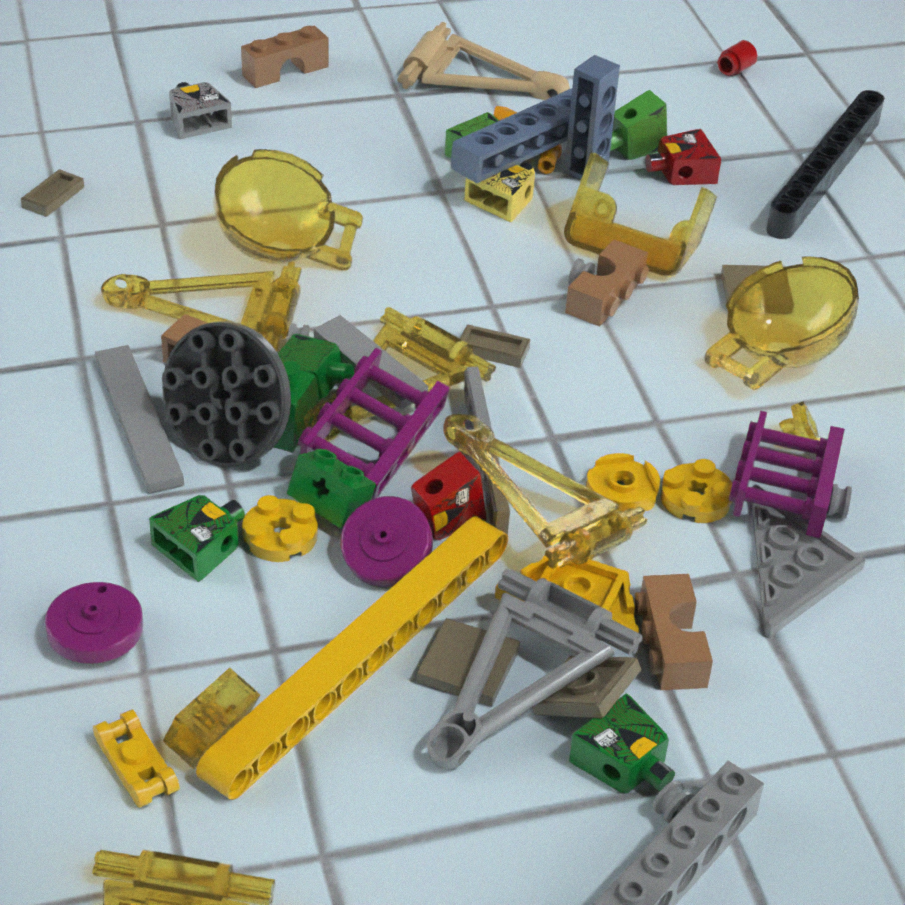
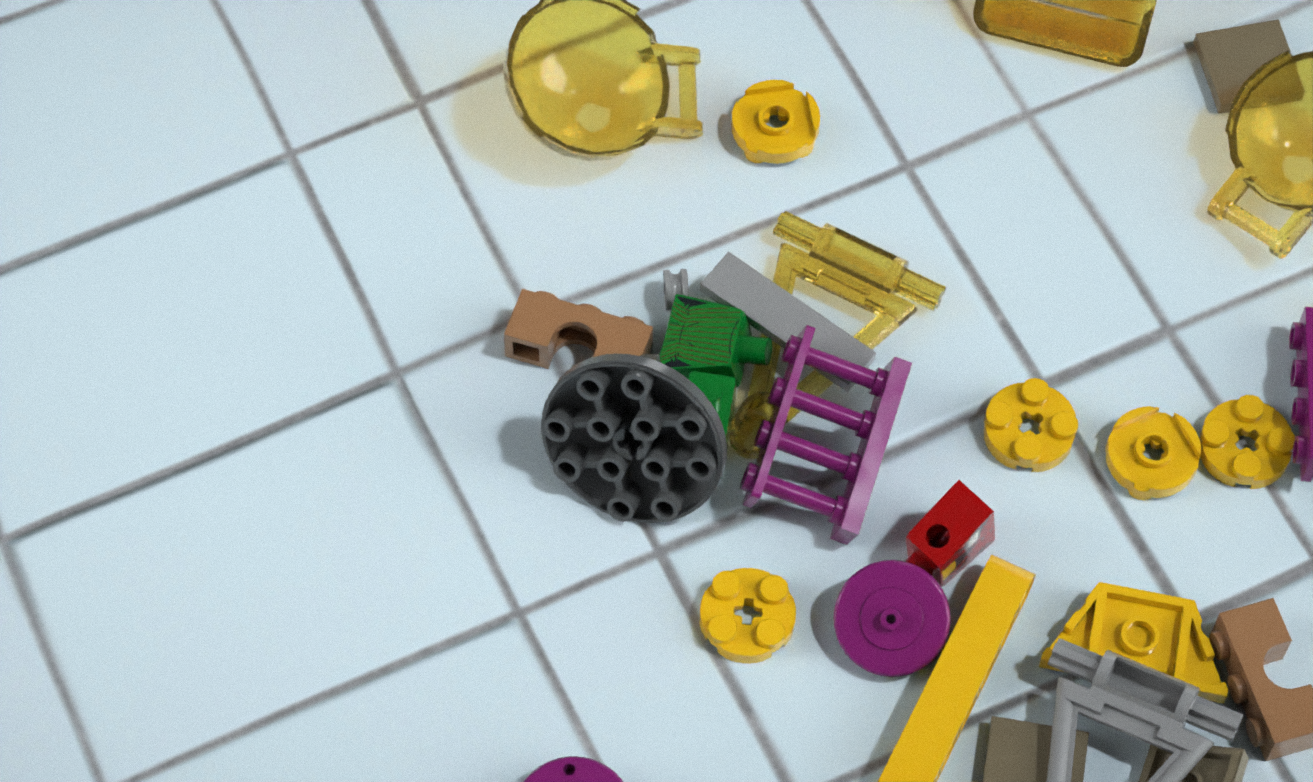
camera: 10 degrees left, 20 degrees up
(52, 193) = (250, 74): dark tan tile -> none
(139, 419) = (510, 466): light grey tile -> none
(197, 534) = (653, 650): green torso -> none
(267, 310) = (619, 238): clear yellow piece -> none
(329, 485) = (799, 547): green brick -> none
(392, 273) = (772, 144): none -> yellow plate
(476, 406) = (971, 435): light grey tile -> none
(496, 345) = (930, 241): dark tan tile -> none
(538, 442) = (1035, 402): none -> yellow plate
(578, 267) = (1015, 91): light grey bush -> none
(582, 532) = (1133, 551): clear yellow piece -> none
(599, 295) = (1044, 130): medium nougat arch -> none

